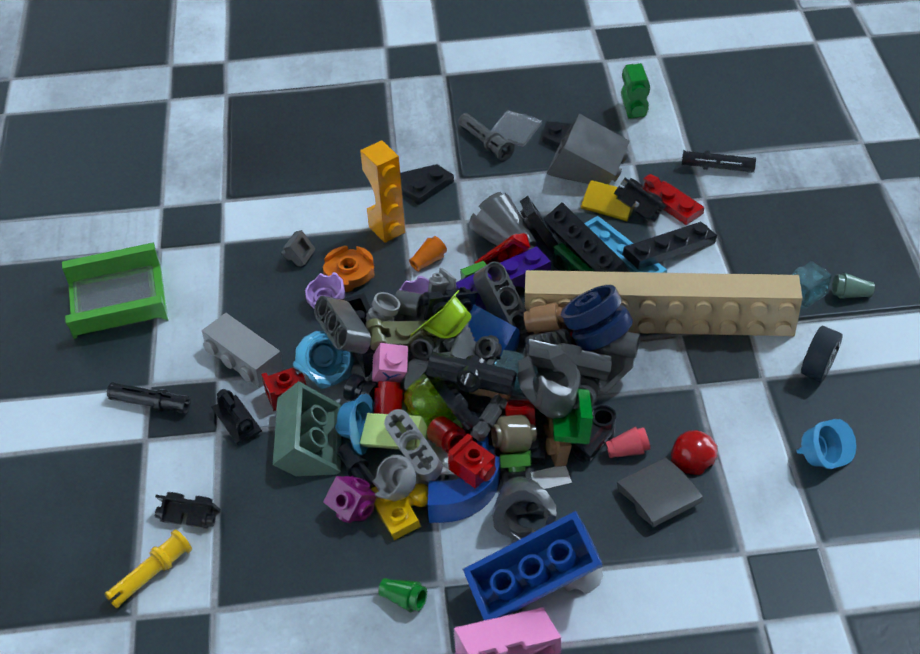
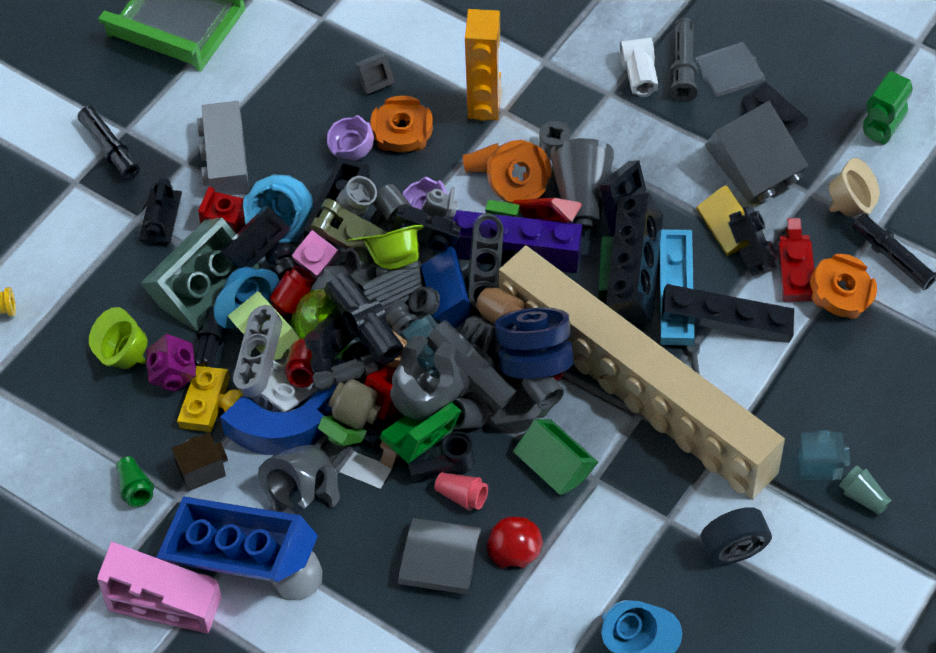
camera: 40 degrees right, 10 degrees up
(198, 510) = (50, 281): black hinge -> none
(293, 509) = (118, 339): none -> lime piece
(332, 382) = (255, 238): none -> black plate
(342, 325) = (307, 186): dark grey beam -> none
(395, 478) = (212, 373): light grey hair -> none
(425, 182) = (568, 73): black wing -> none
(437, 547) = (199, 461): none -> dark brown brick
(447, 247) = (502, 164): none -> orange plate
(457, 219) = (549, 133): none -> dark grey wheel
(459, 149) = (639, 61): none -> white piece
(471, 462) = (287, 403): red brick -> none
(661, 386) = (555, 455): none -> green brick
(662, 146) = (854, 189): none -> tan piece
(714, 193) = (832, 297): none -> orange plate

